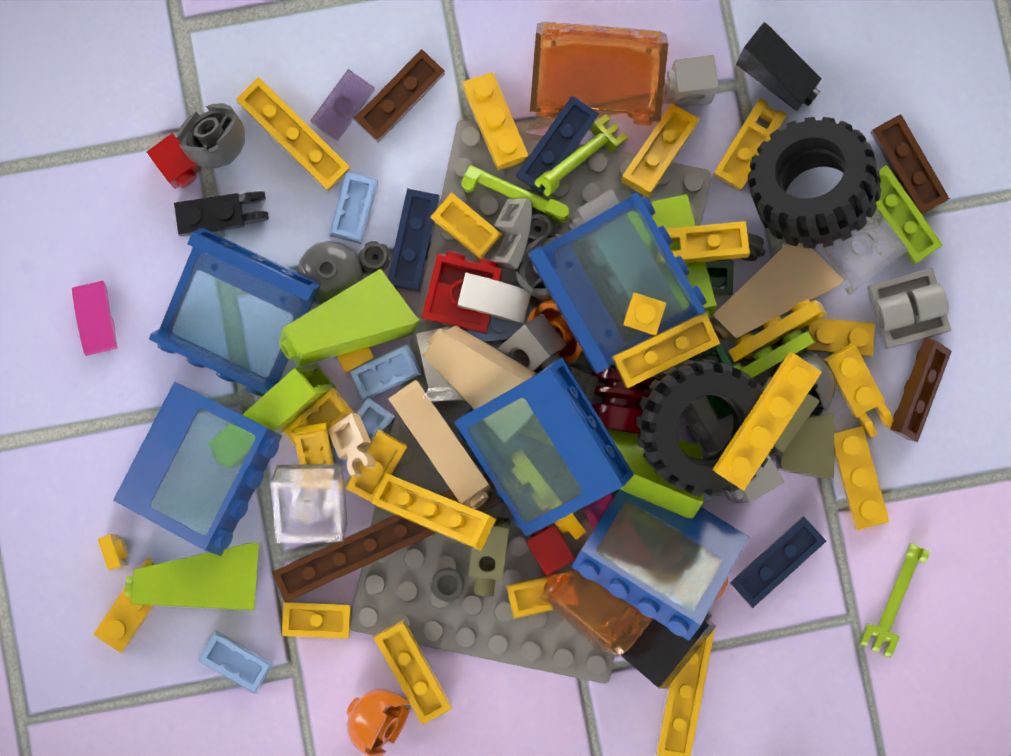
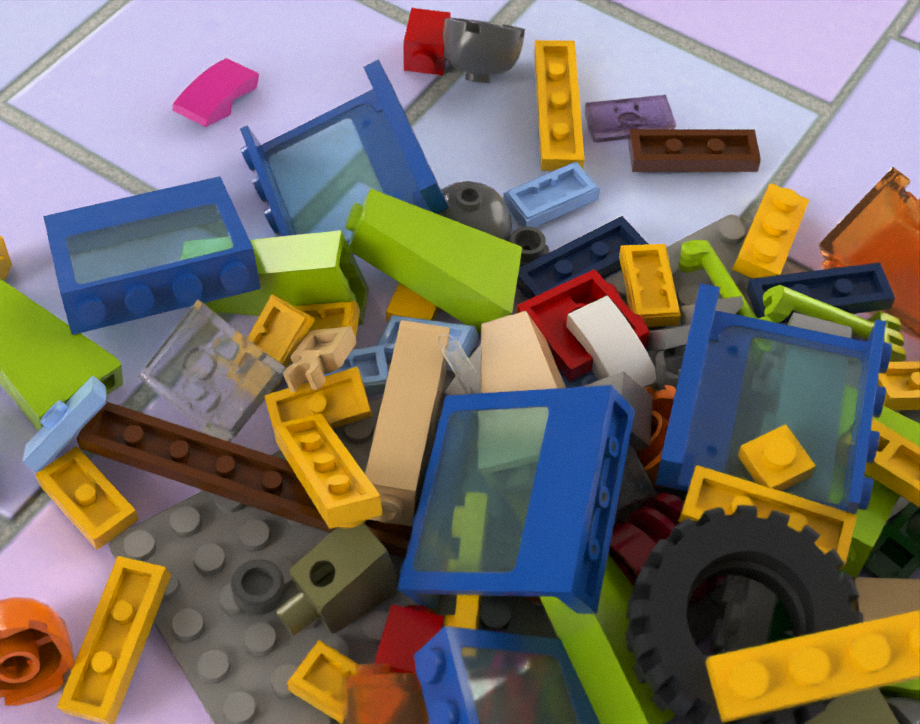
camera: 40 degrees right, 30 degrees down
(218, 212) = (432, 114): black hinge -> none
(270, 600) = (63, 423): none -> light blue plate

